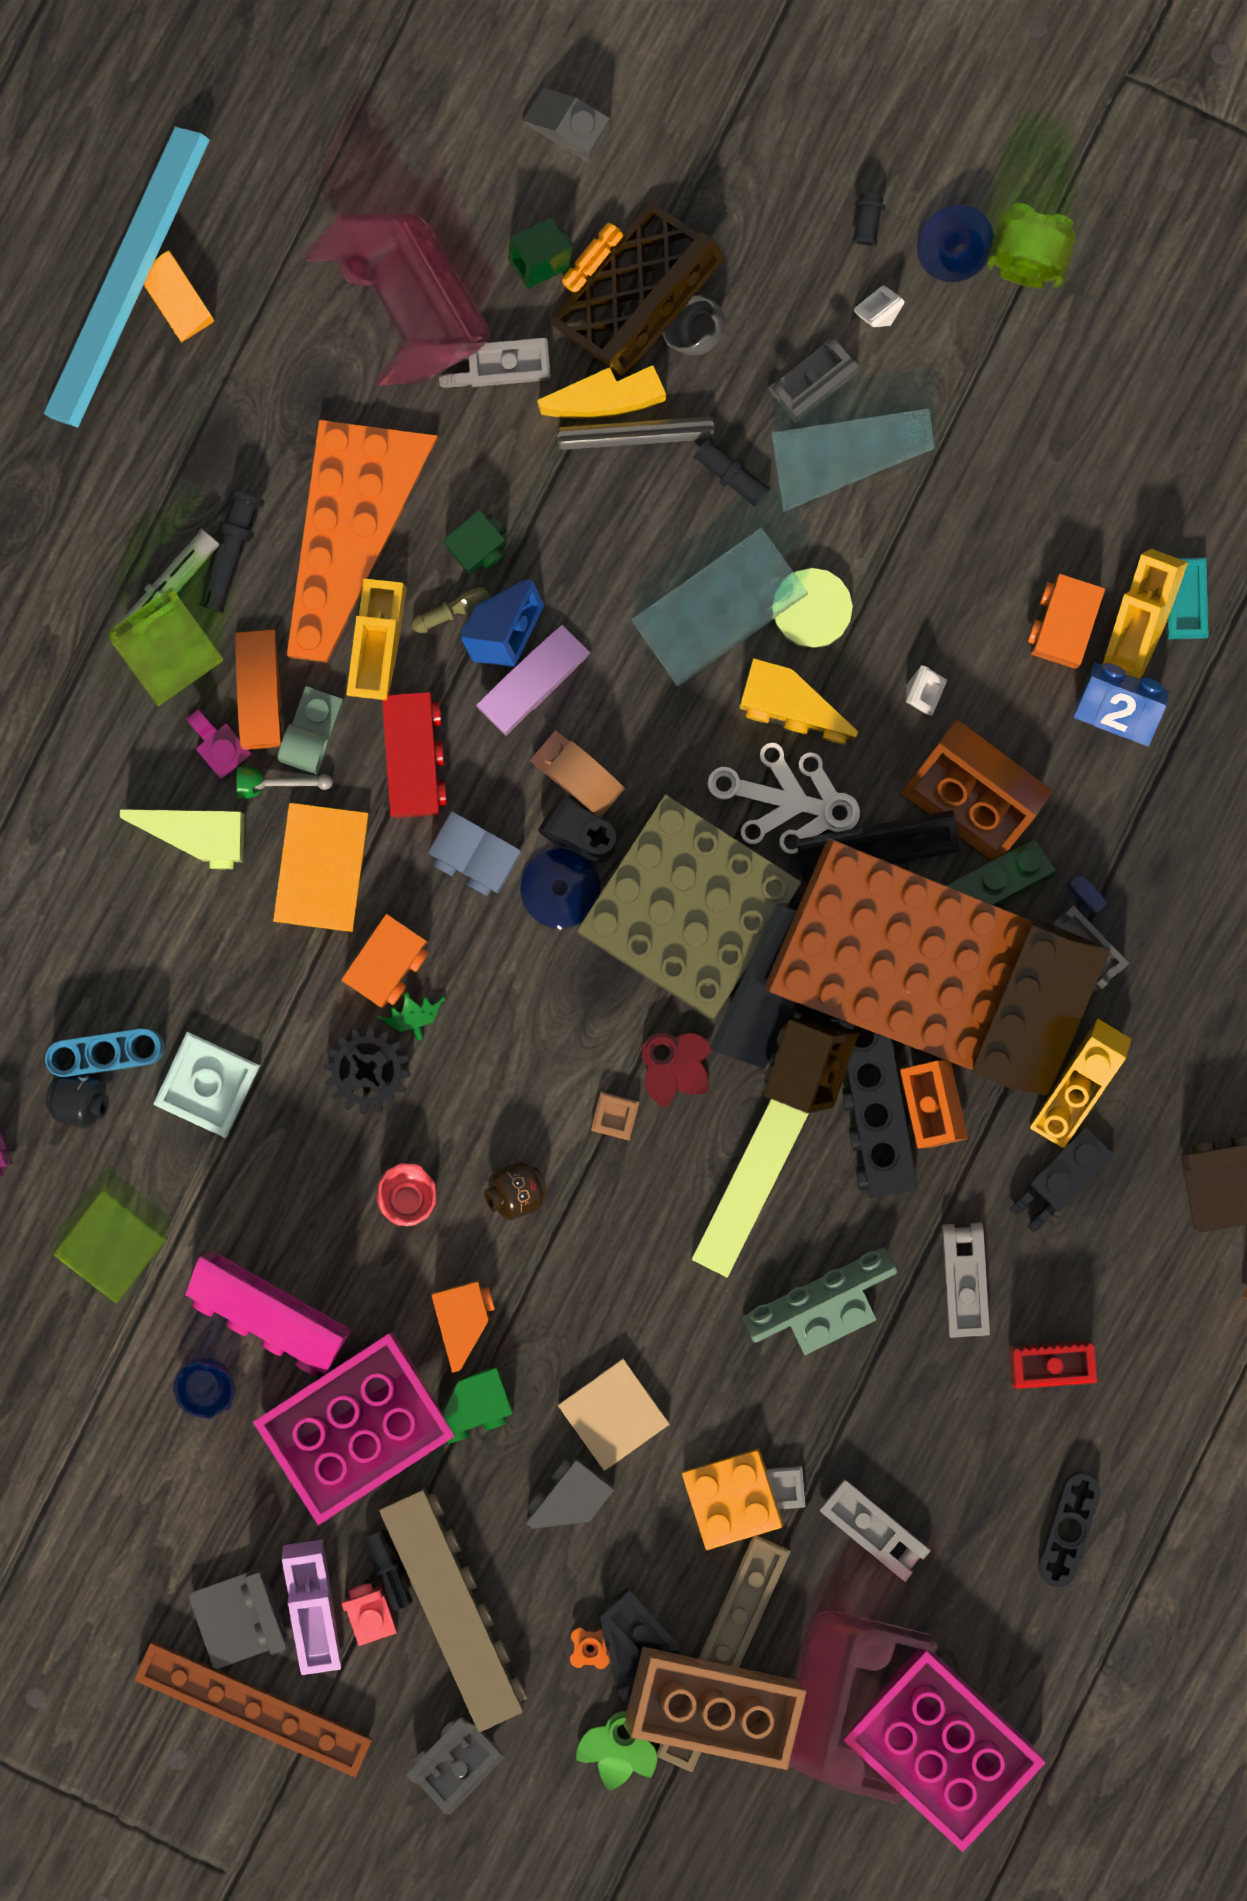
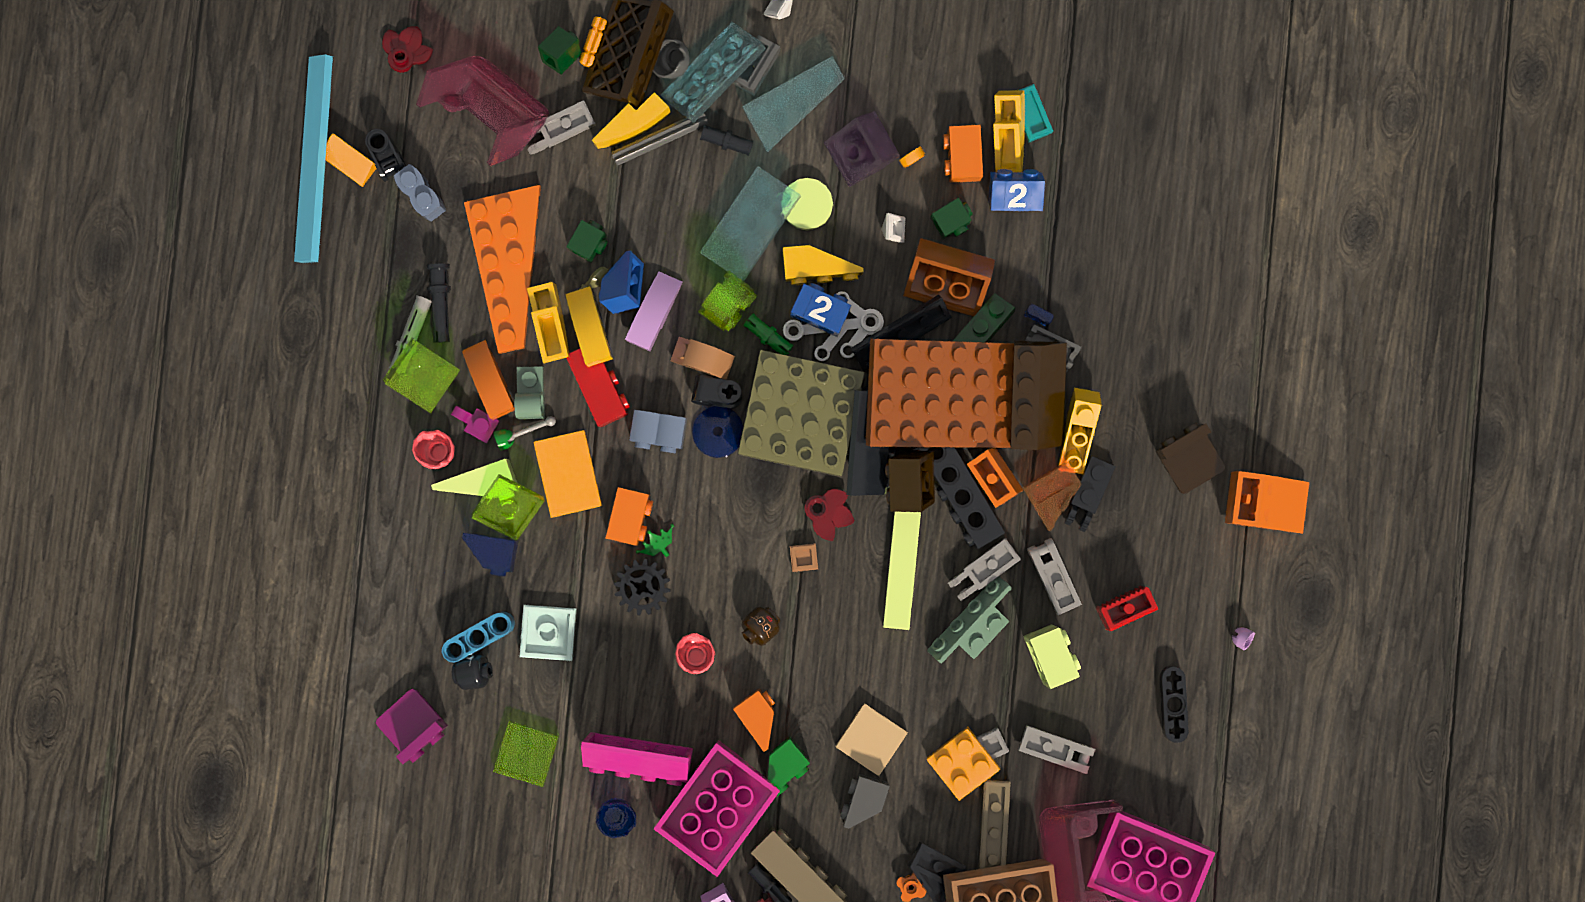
camera: 25 degrees left, 0 degrees up
(142, 759) = (433, 449): none -> coral hair
(171, 939) = (493, 552): none -> clear blue slope
(217, 883) = (507, 507): none -> clear neon green tile
(233, 316) = (386, 159): none -> black piece
(260, 376) = (417, 188): none -> sand blue brick
(322, 162) = (405, 45): none -> dark red plate
(431, 667) = (588, 326): none -> yellow slope
(644, 705) = (726, 302): none -> clear neon green brick
(685, 777) = (768, 335): none -> green pin
(748, 367) = (713, 71): none -> clear light blue plate
(774, 768) = (821, 309): none -> blue brick
(873, 1230) = (986, 568): none -> light grey hinge
(919, 1393) = (1052, 656): none -> yellowish green brick
(921, 558) = (861, 148): none -> clear purple slope
(989, 598) = (912, 157): none -> light orange tile
(1009, 1158) = (1052, 493): none -> clear orange wing
(1014, 708) = (952, 218): none -> dark green brick
(1206, 1472) = (1243, 638): none -> lavender hinge

